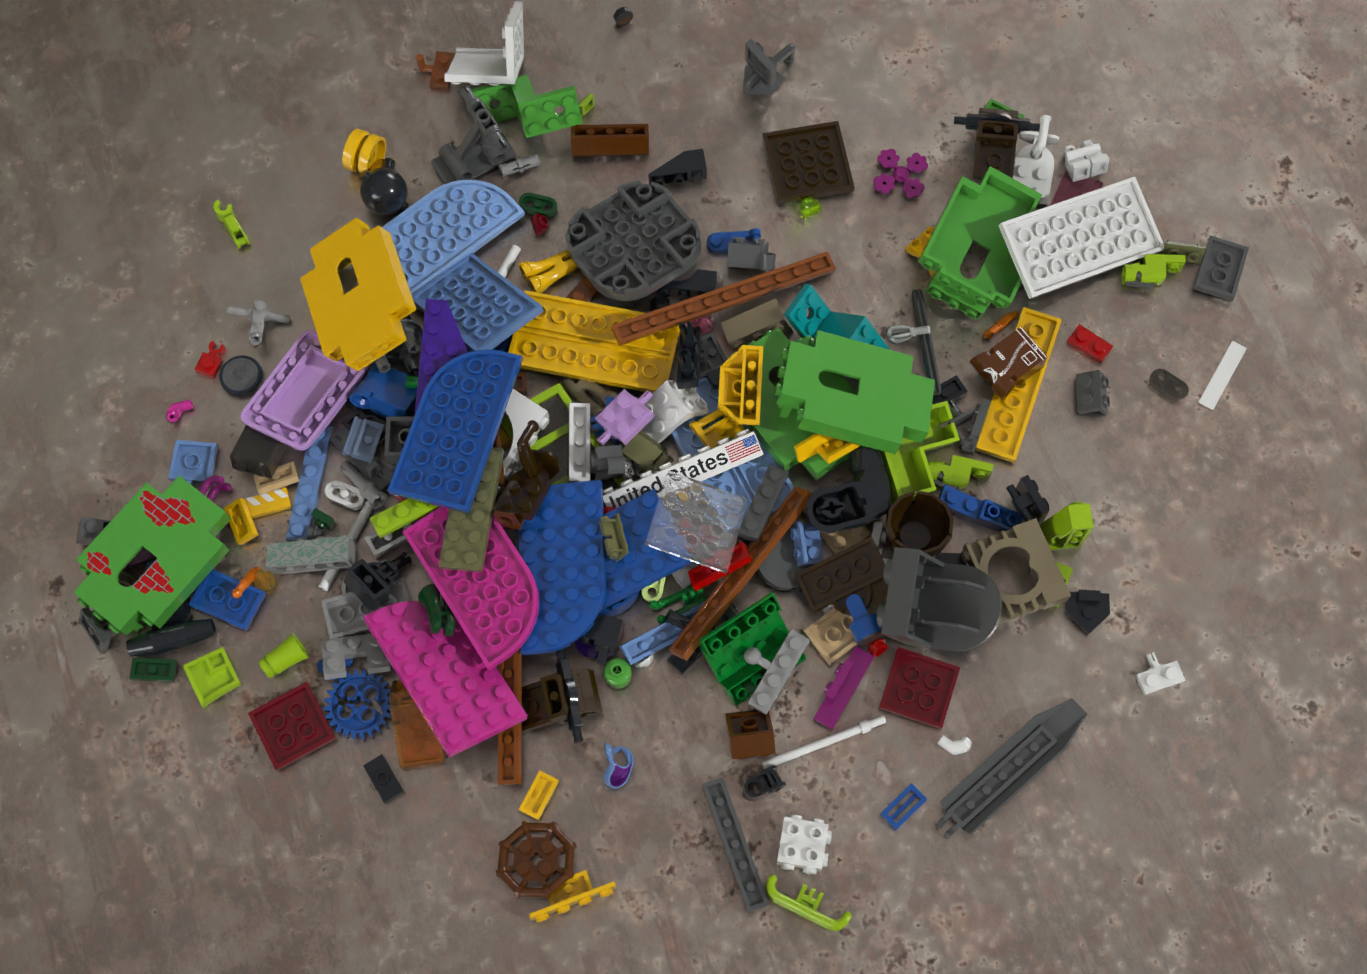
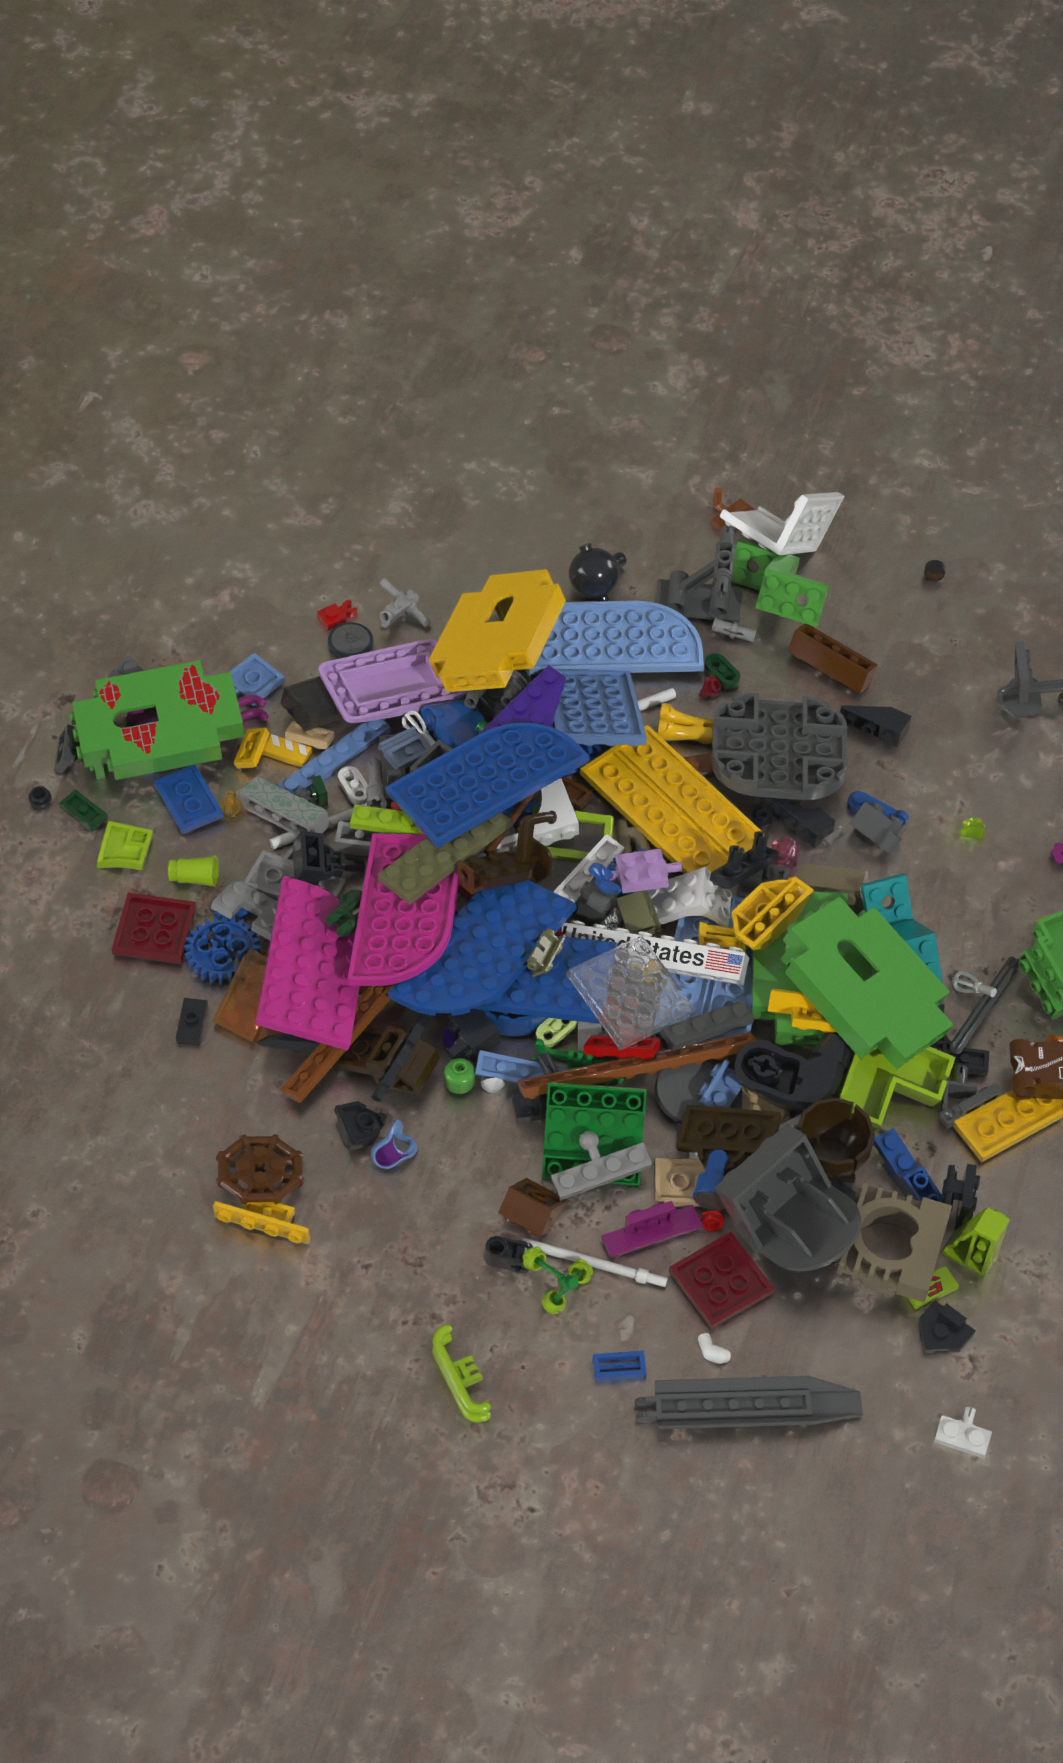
camera: 35 degrees right, 15 degrees down
(104, 679) = (39, 792): none -> black plate
(173, 635) = (123, 794): black plate -> none
(176, 409) = (276, 632): dark pink arm -> none
(231, 223) = (446, 516): lime piece -> none
(244, 583) = (210, 794): orange piece -> none
(363, 151) = (604, 531): yellow wheel -> none
(363, 415) = (424, 732): none -> white piece
(539, 795) = (307, 1124): yellow plate -> none
(576, 767) = (358, 1125): none -> black plate
(586, 104) = (836, 619): lime slope -> none
(601, 442) = (603, 878): none -> blue piece
(722, 298) = (822, 843): dark orange plate -> none
(735, 845) = (440, 1284): dark grey plate -> none
(803, 844) = (500, 1326): white brick -> none
(808, 162) = (1004, 790): dark brown plate -> none
(823, 794) = (578, 1273): none -> lime plant
(959, 471) = (919, 1130): lime plate -> none

